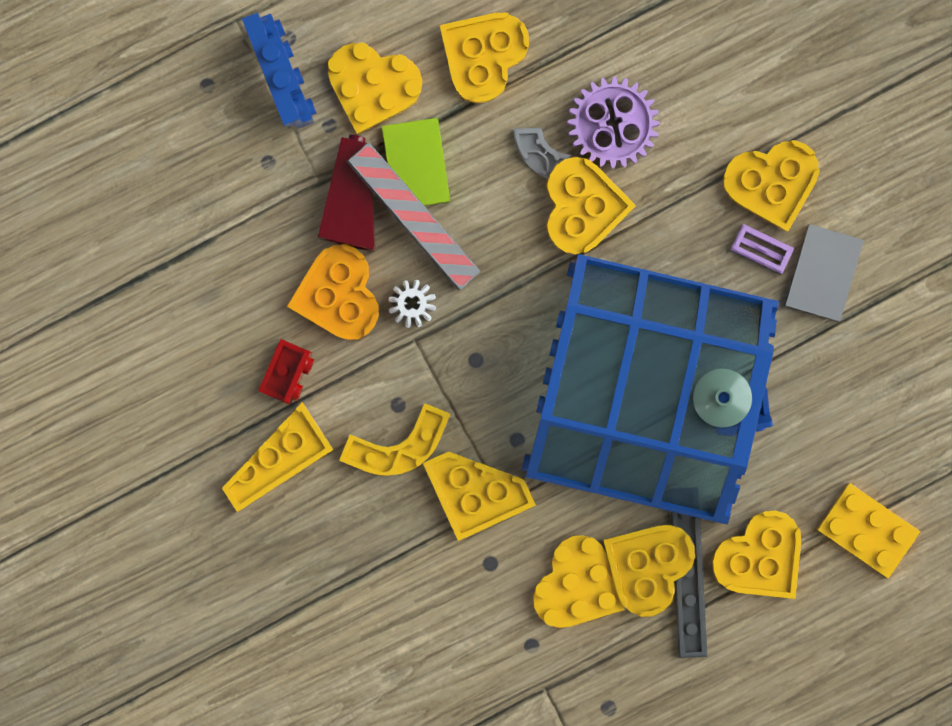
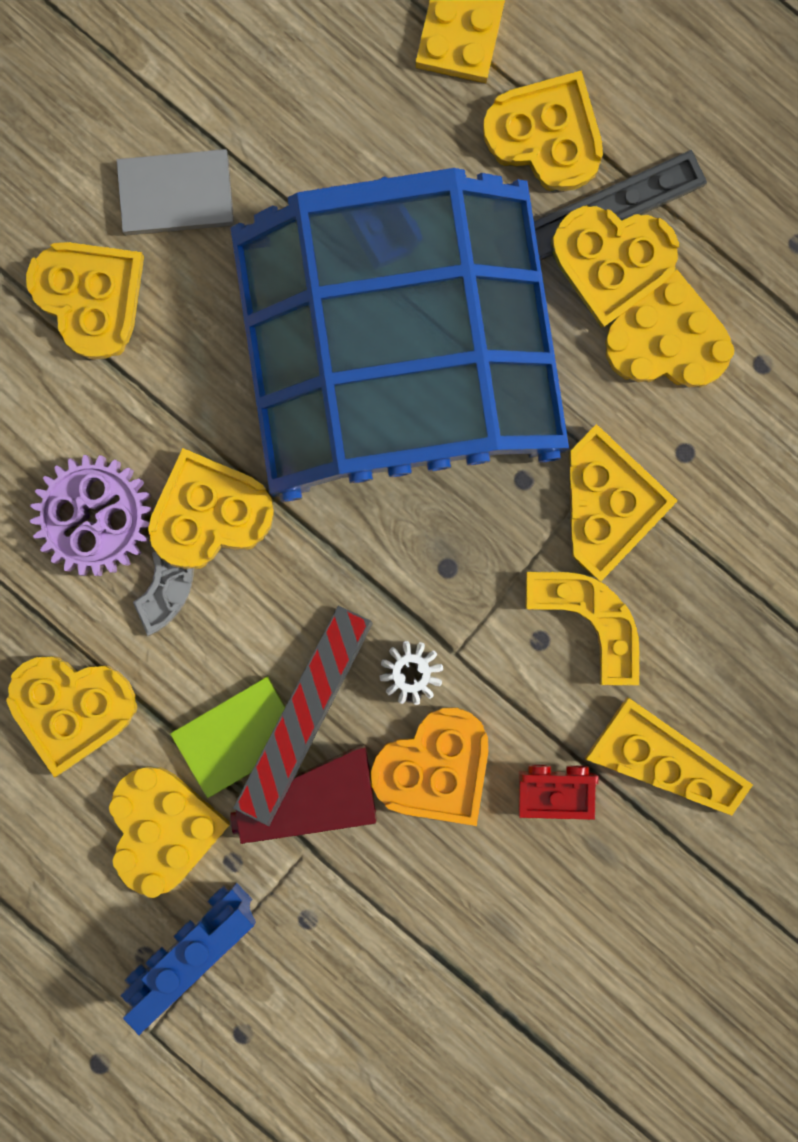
camera: 110 degrees left, 0 degrees up
(707, 402) = (385, 250): sand green dish -> none
(740, 239) = (174, 308): lavender tile -> none

